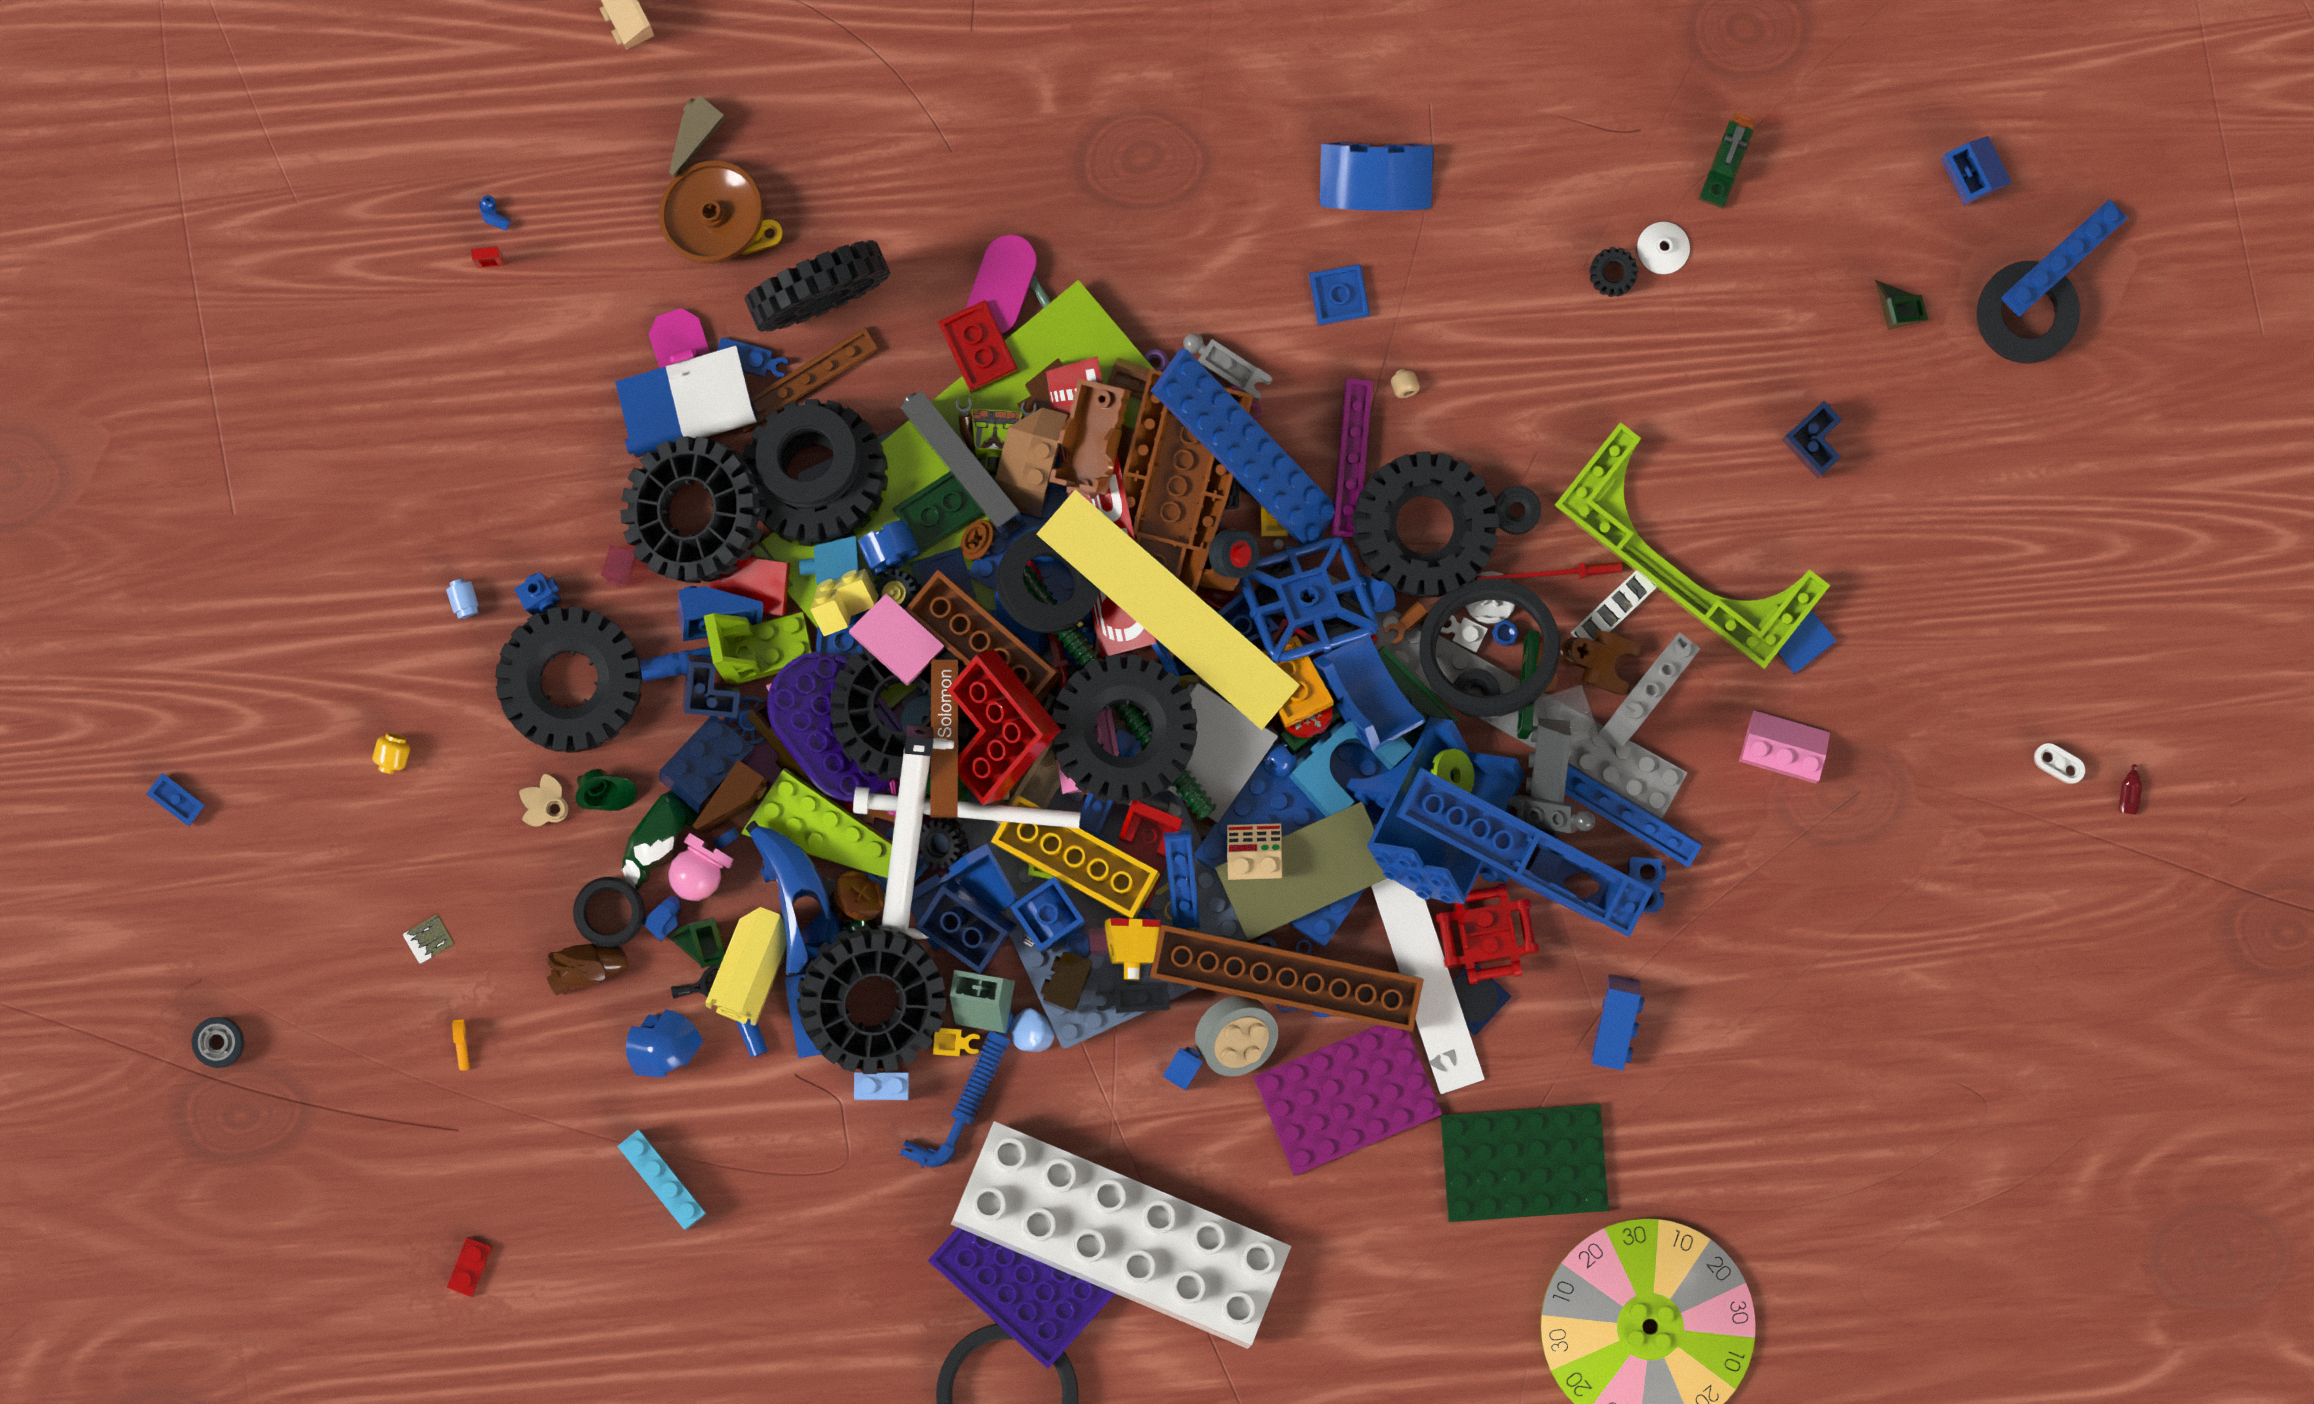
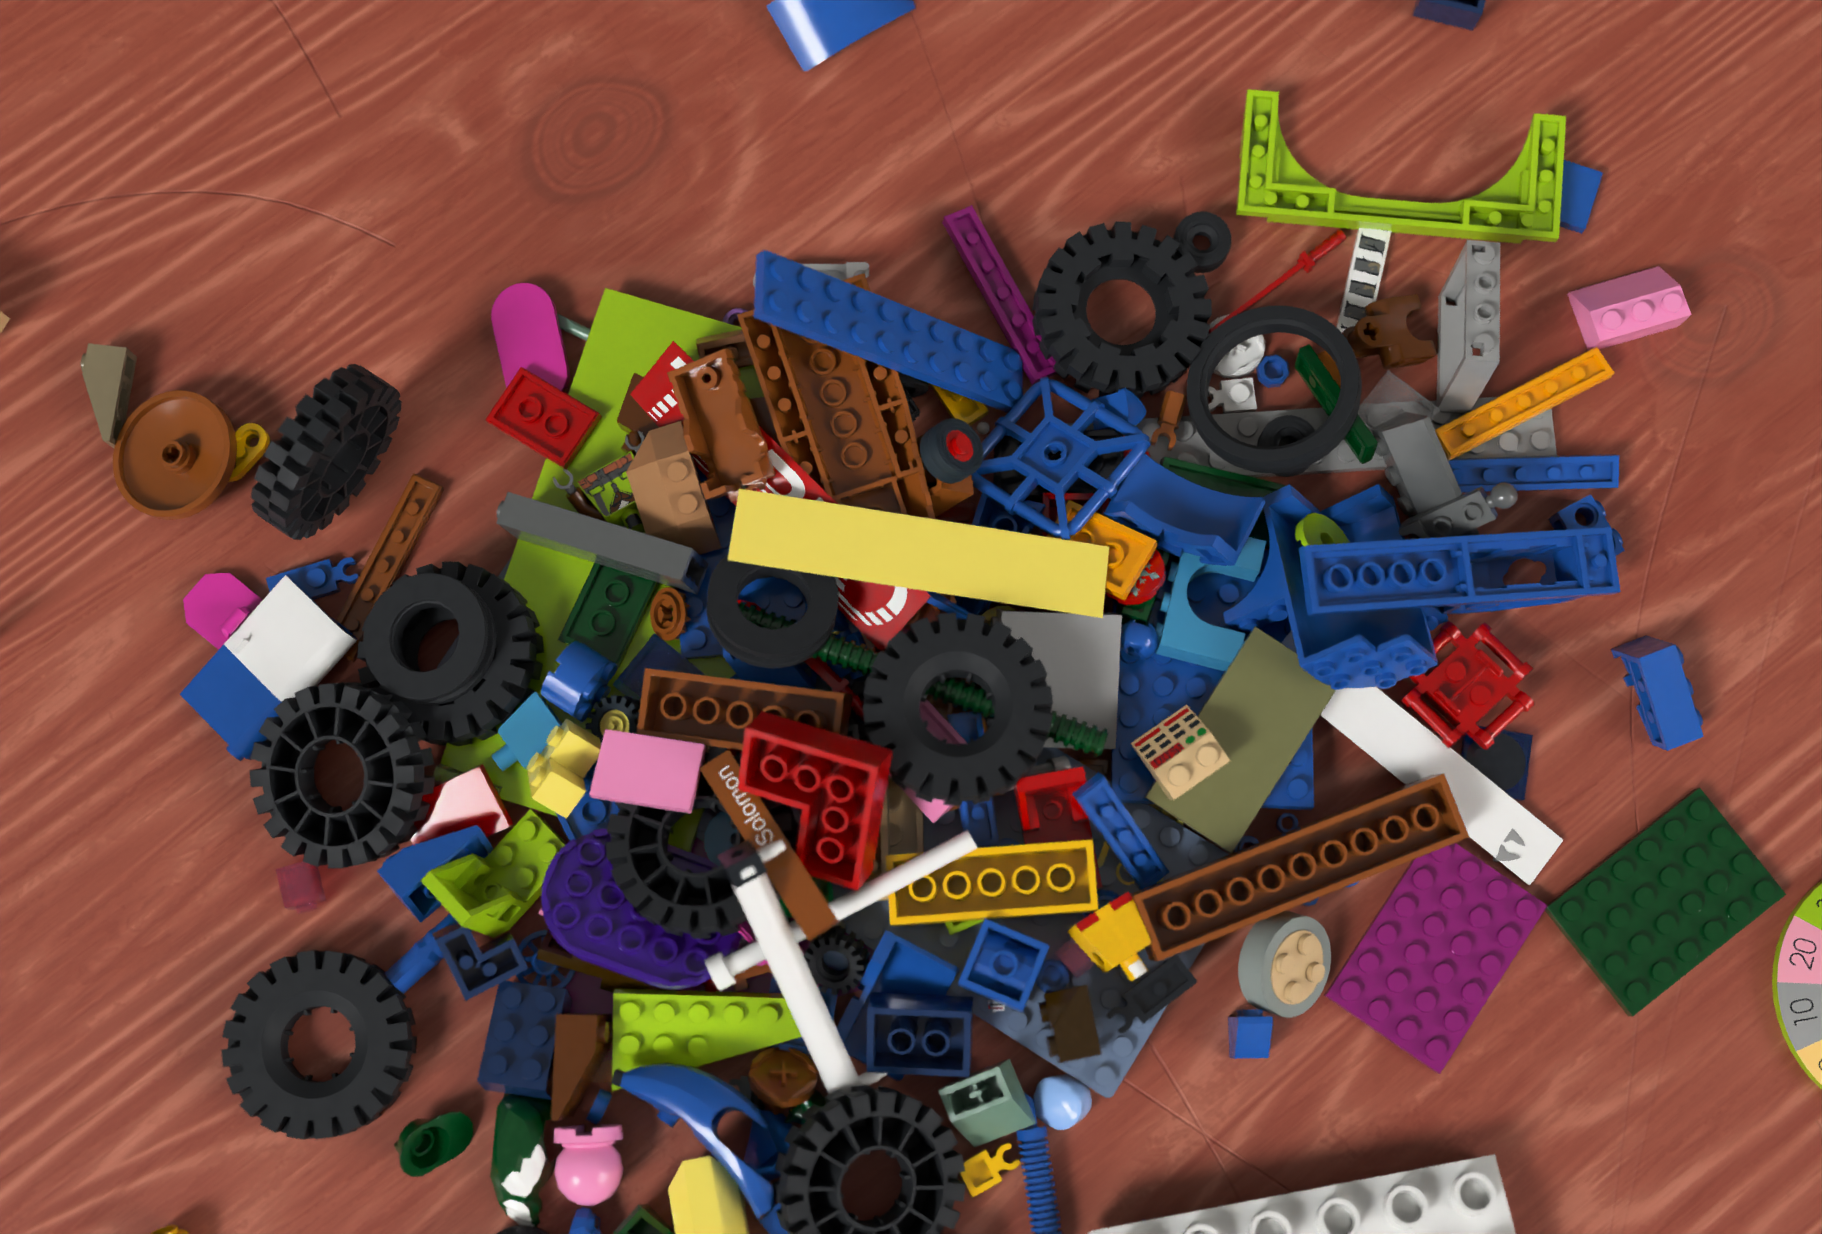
camera: 30 degrees left, 5 degrees down
(462, 598) = (149, 1030): light blue brick -> none
(538, 593) = (228, 971): blue brick -> none
(541, 800) = (371, 1199): tan plate -> none
(1339, 295) = (881, 145): blue tile -> none
(1405, 383) = (1005, 189): tan piece -> none
(1660, 767) = (1523, 403): none -> light orange tile

